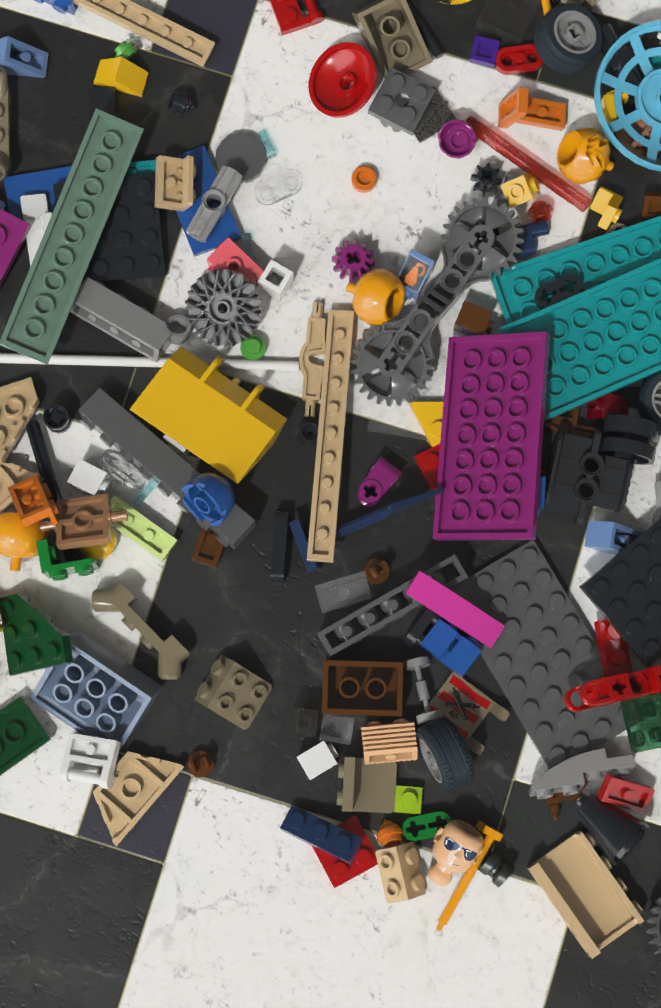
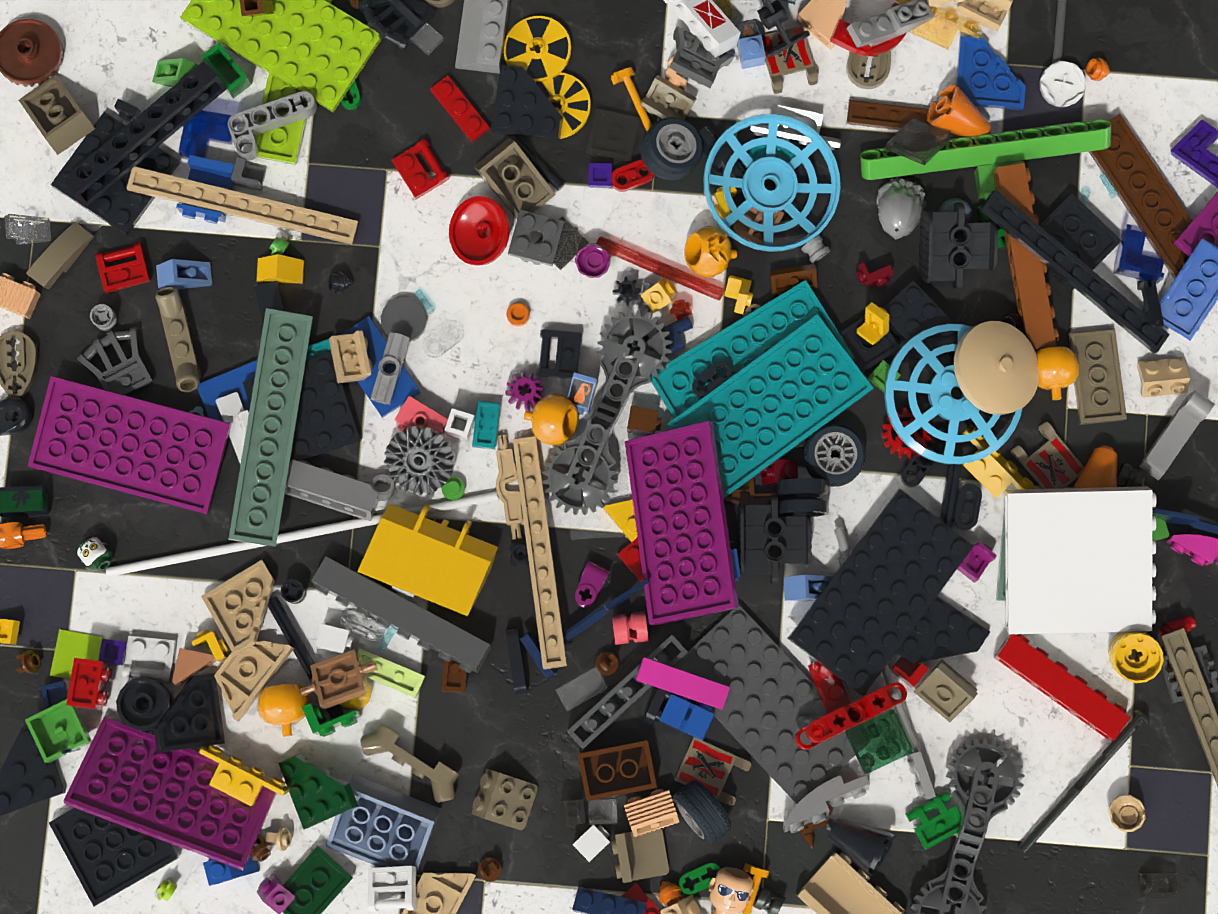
camera: 10 degrees left, 0 degrees up
(32, 501) = (289, 672): orange bracket -> none
(209, 497) = (445, 633): blue cylinder -> none
(248, 245) = (425, 391): clear light blue piece -> none
(303, 288) = (486, 425): none -> teal plate
(406, 233) = (566, 356): none -> black plate
(408, 799) = (679, 859): lime plate -> none
(410, 538) = (630, 627): none -> coral wheel
(417, 664) = (670, 759): light grey wheel -> none
(531, 111) = (653, 221): orange bracket -> none
(625, 793) = (867, 810): red plate -> none

